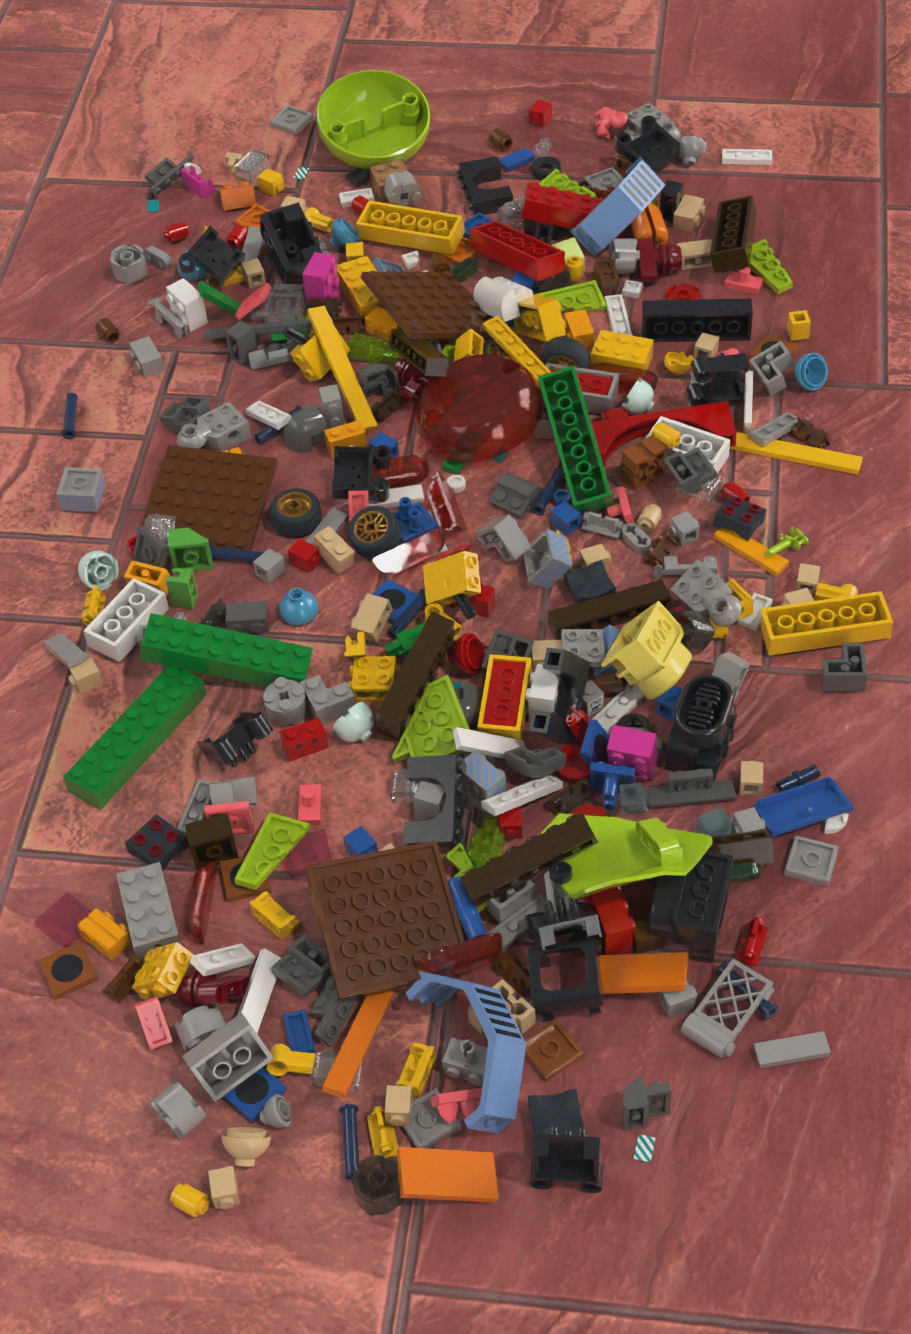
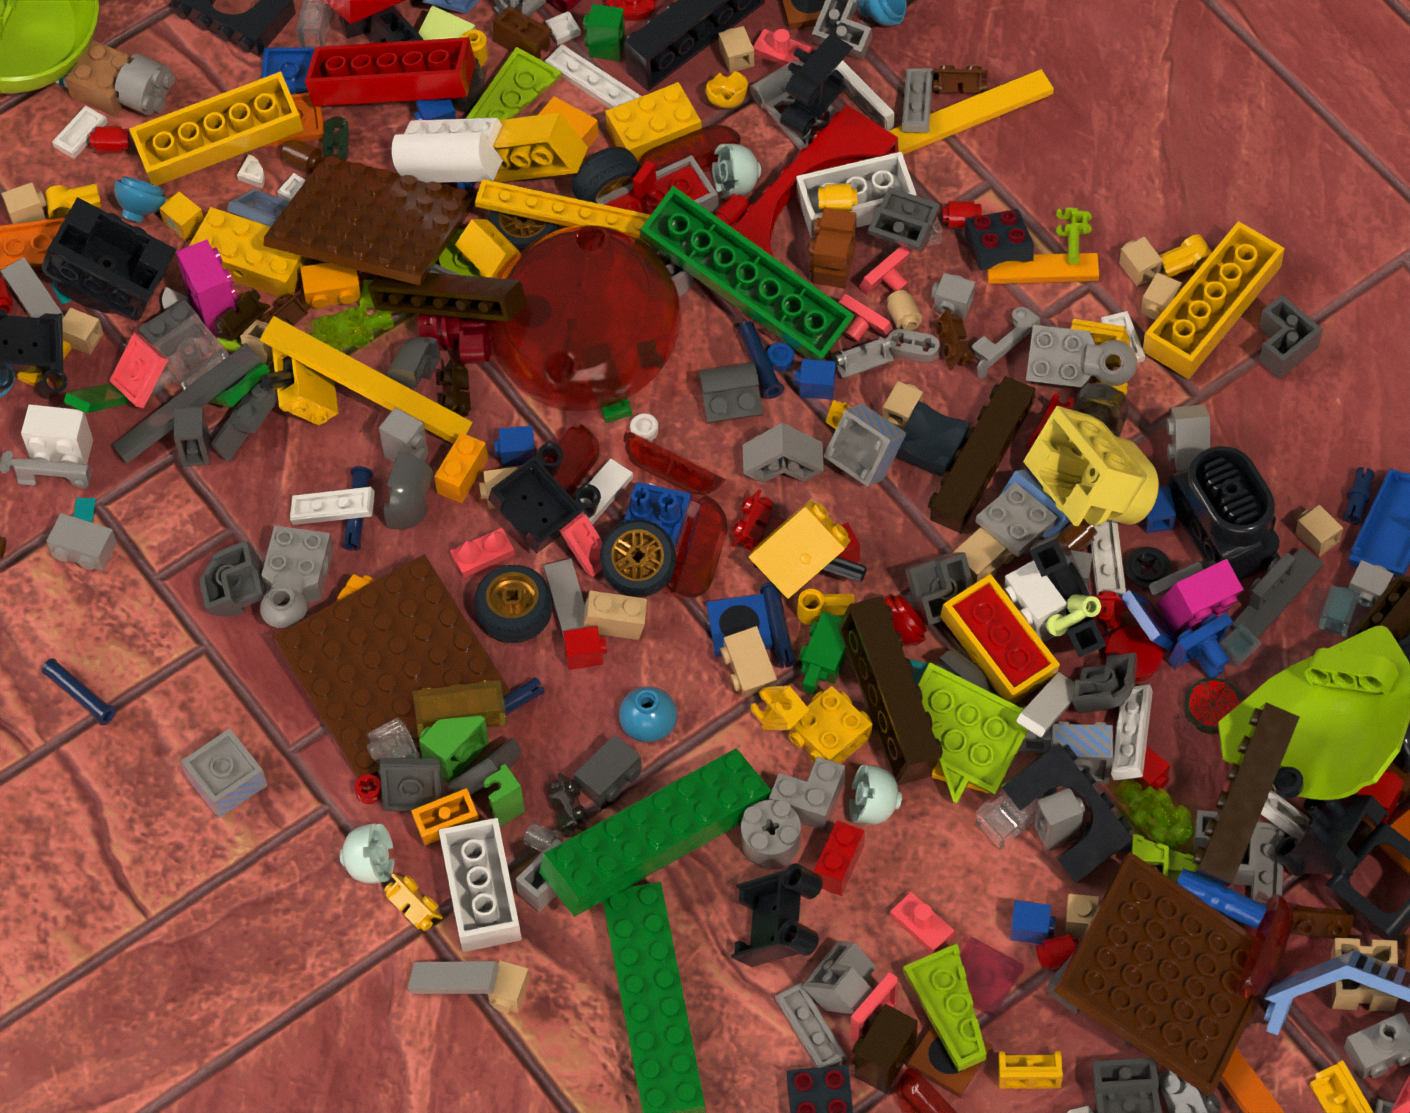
camera: 45 degrees left, 10 degrees up
(168, 347) = (84, 509): none -> teal sticker
(201, 571) = (474, 776): none -> dark grey brick
(221, 539) = (458, 701): none -> clear yellow brick
(269, 566) = (559, 691): light grey brick -> none
(317, 484) = (482, 552): none -> coral tile
(357, 177) = (50, 102): black plate -> none
(557, 706) = (1079, 607): none -> yellowish green plant
(571, 796) = (1170, 694): dark brown hinge -> none
(579, 363) = (644, 179): none -> red tile
(643, 290) = (605, 32): none -> green brick
(661, 494) = (887, 272): none -> coral tile

